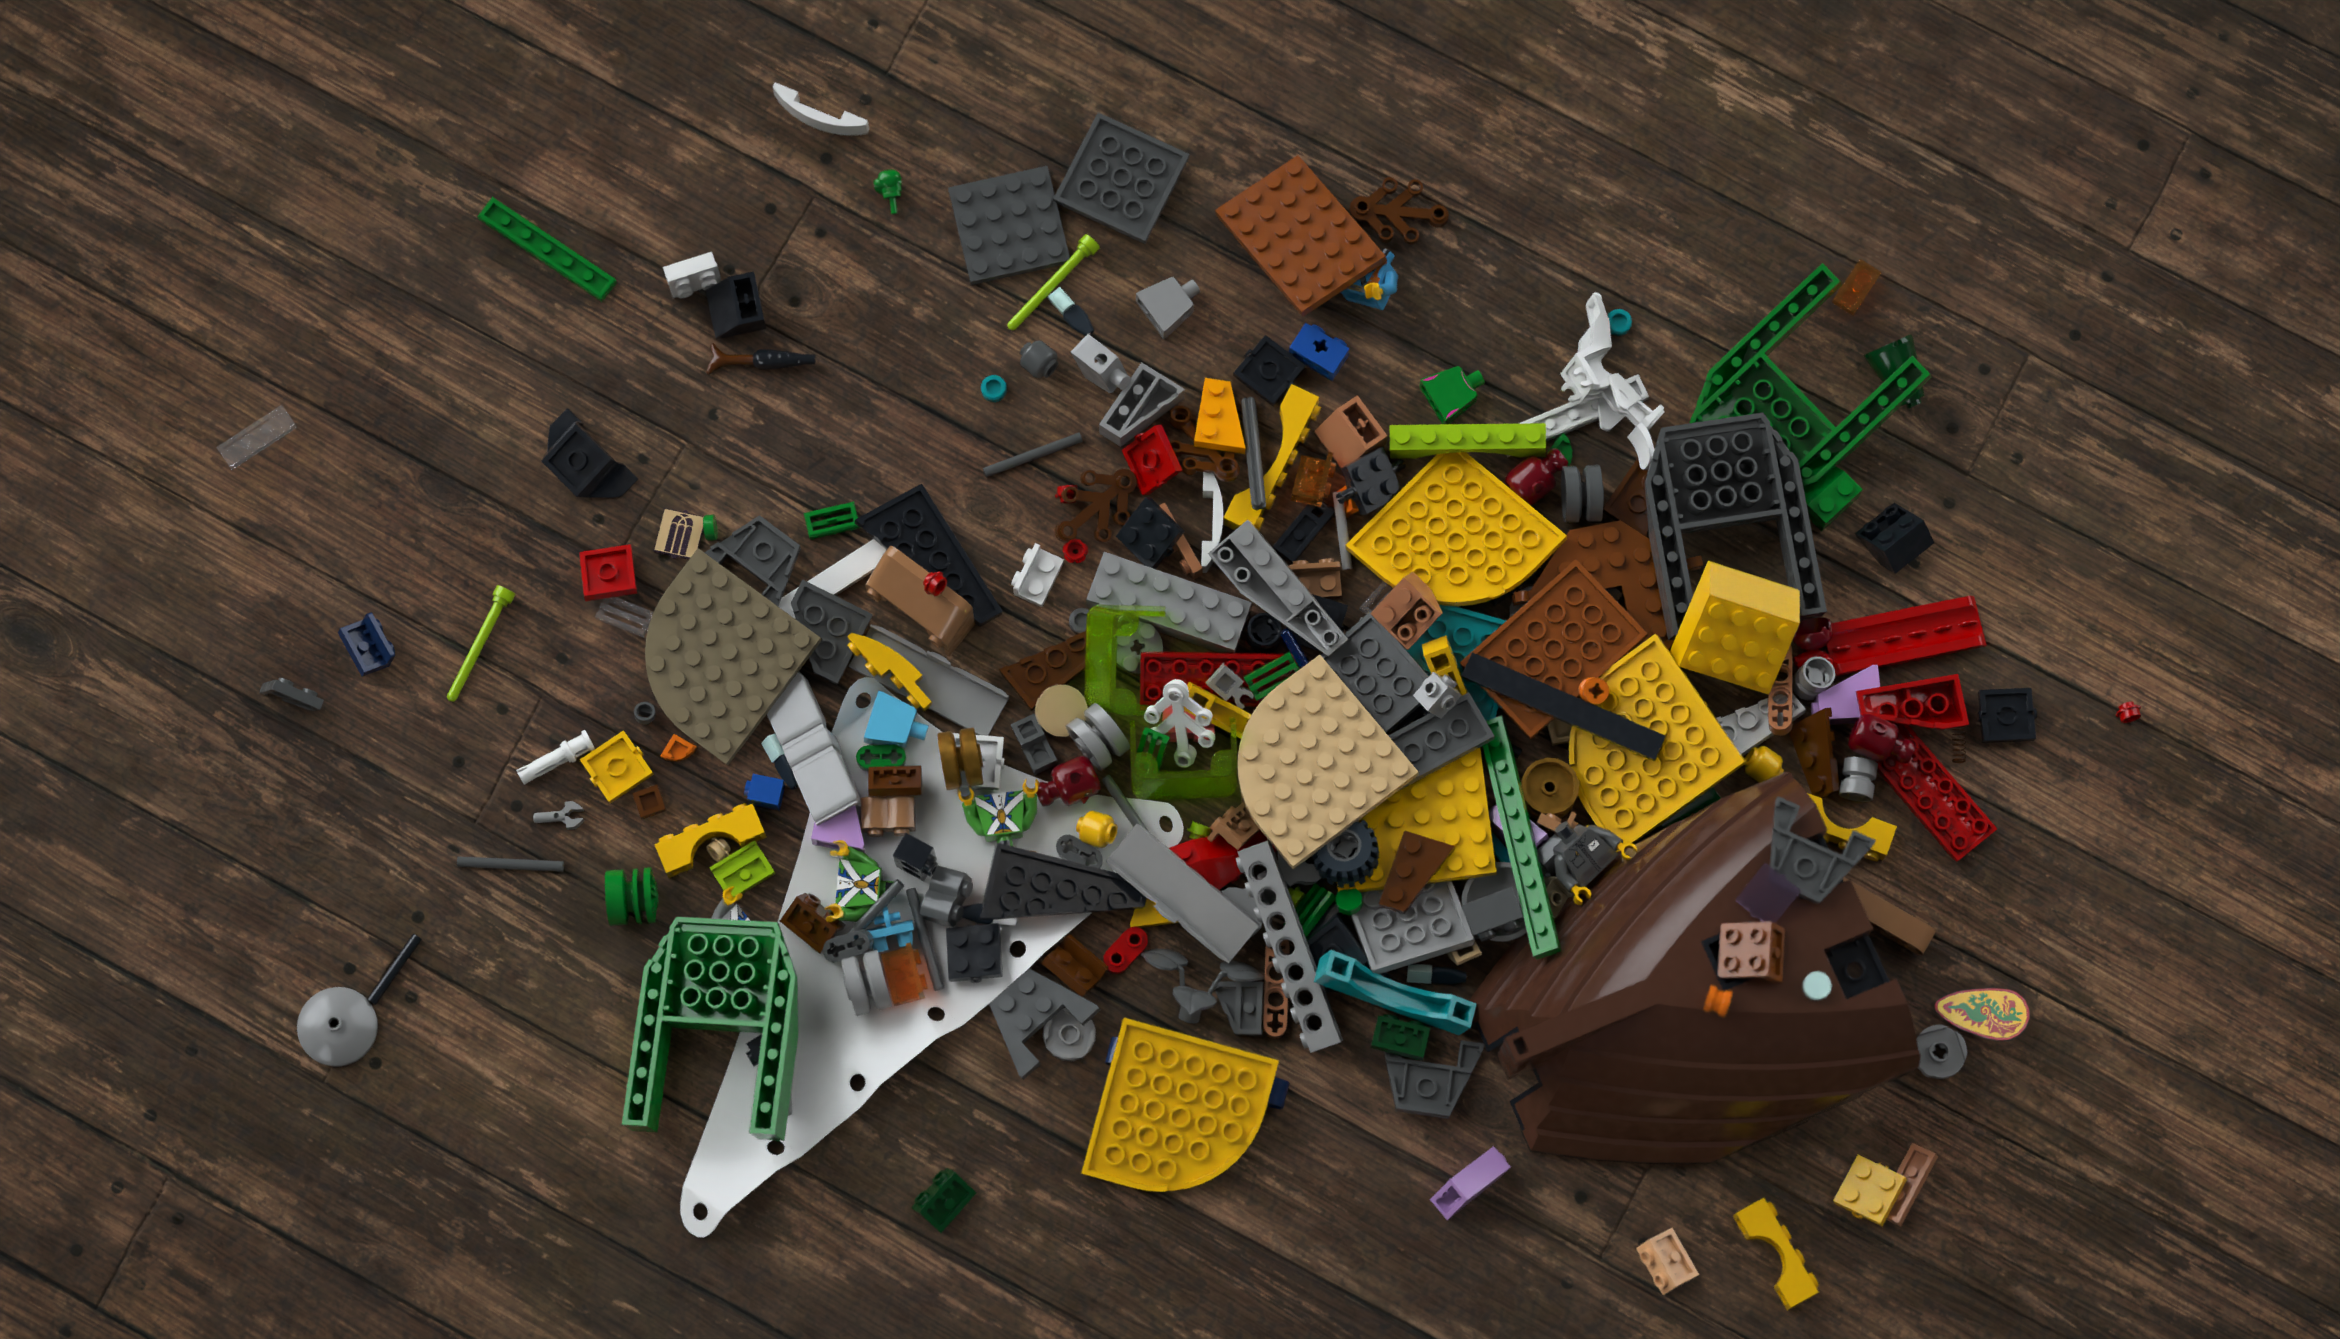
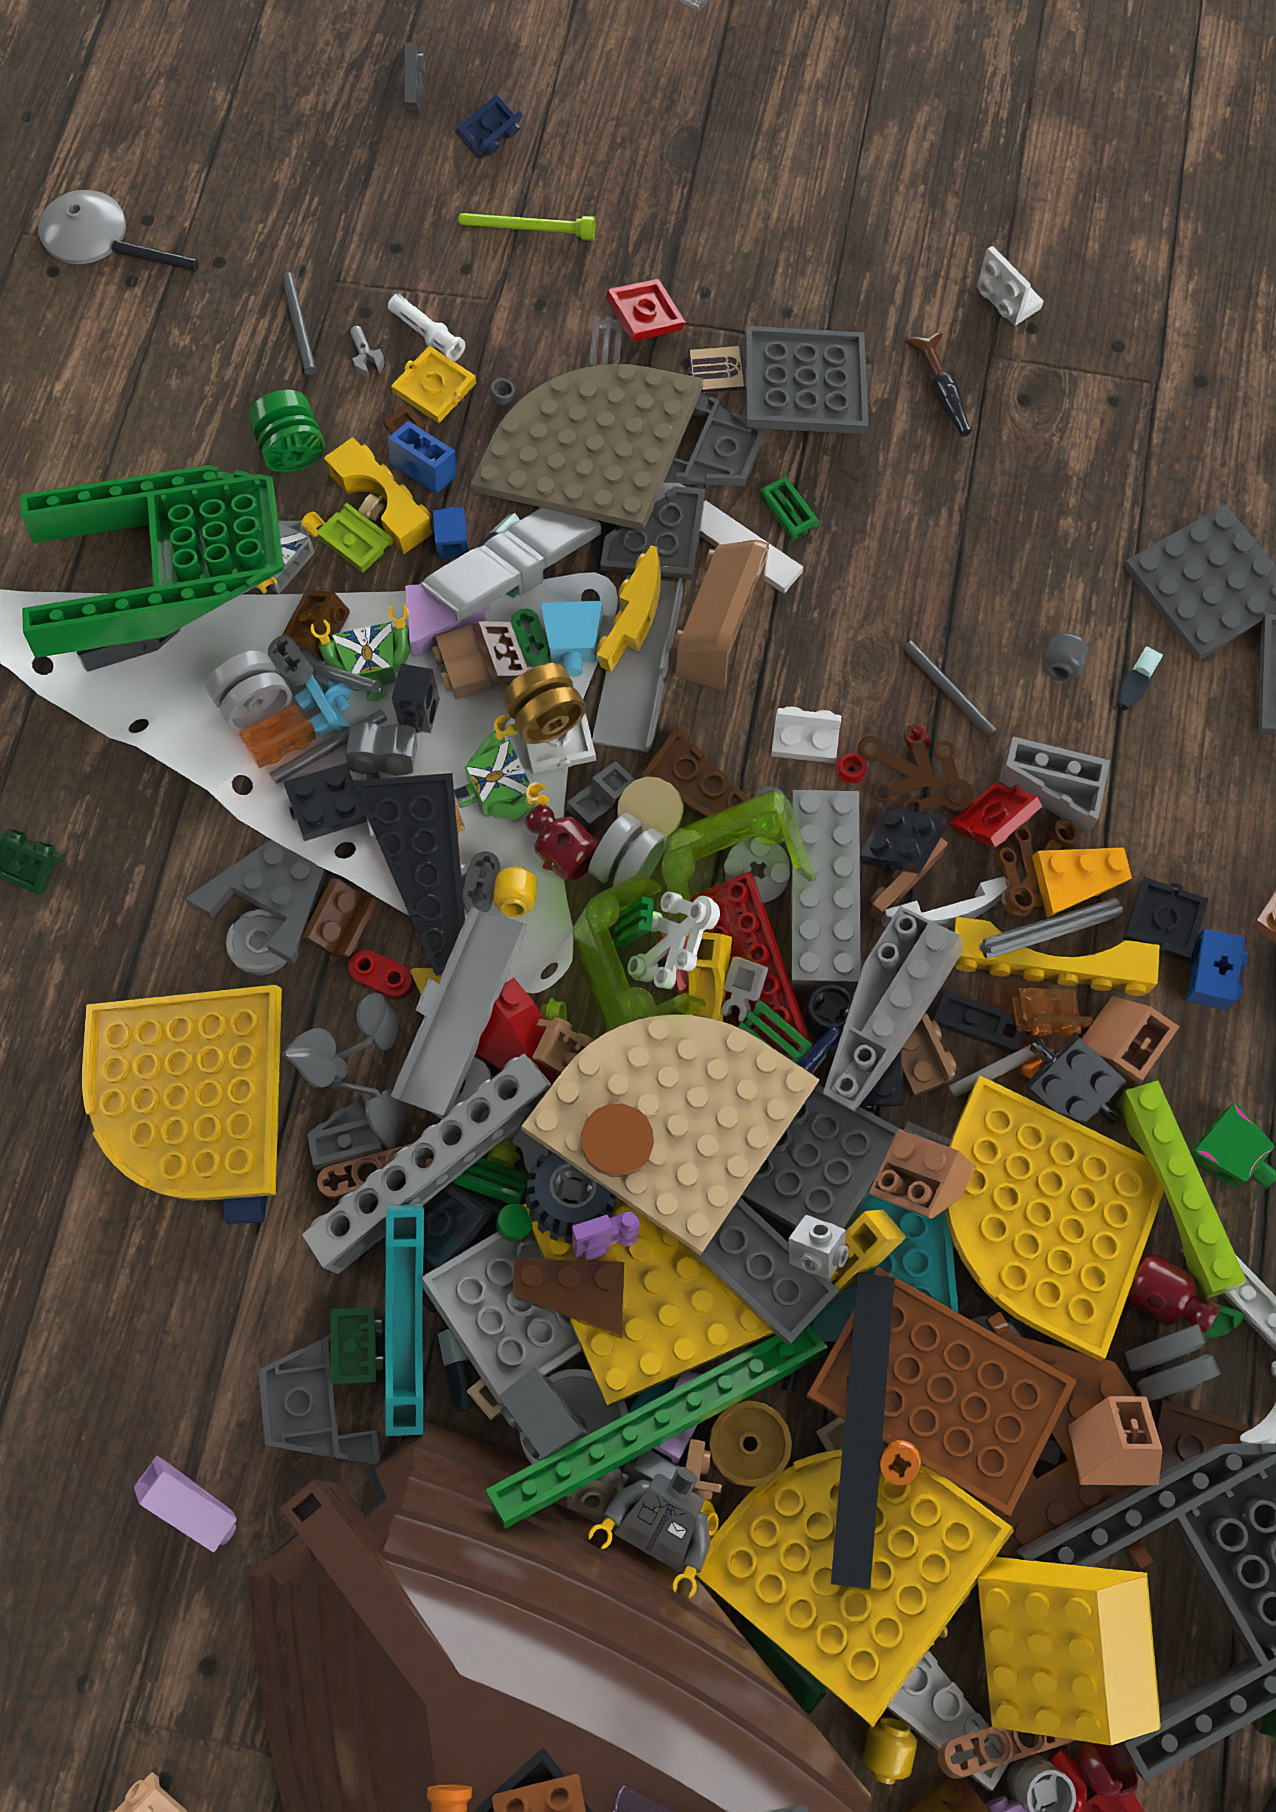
camera: 75 degrees right, 5 degrees down
(547, 249) = (977, 159): green tile -> none
(582, 462) = (753, 254): black piece -> none
(678, 749) = (475, 438): orange tile -> none
(691, 794) = (422, 457): none -> blue brick
(710, 527) = (732, 390): green tile -> none
(723, 466) = (805, 380): none -> dark grey plate
(735, 306) = (994, 340): black slope -> none
(847, 125) = (1247, 380): white slope -> none
(890, 186) = (1198, 446): green piece -> none
(923, 535) = (799, 602): black wing -> none
(934, 583) = (736, 595): red plate -> none
(993, 388) = (1011, 624): teal tile -> none
(1086, 247) = (1221, 668): lime piece -> none
(1107, 372) = (1084, 727): light grey torso -> none
(1122, 802) = (548, 928): dark grey bar -> none
(1167, 304) = (1196, 777): light grey torso -> none
(1325, 802) = (617, 1140): none -> dark orange tile
(1385, 839) = (596, 1235): none -> medium lavender plate
(1623, 549) = (1117, 1443): none -> nougat slope

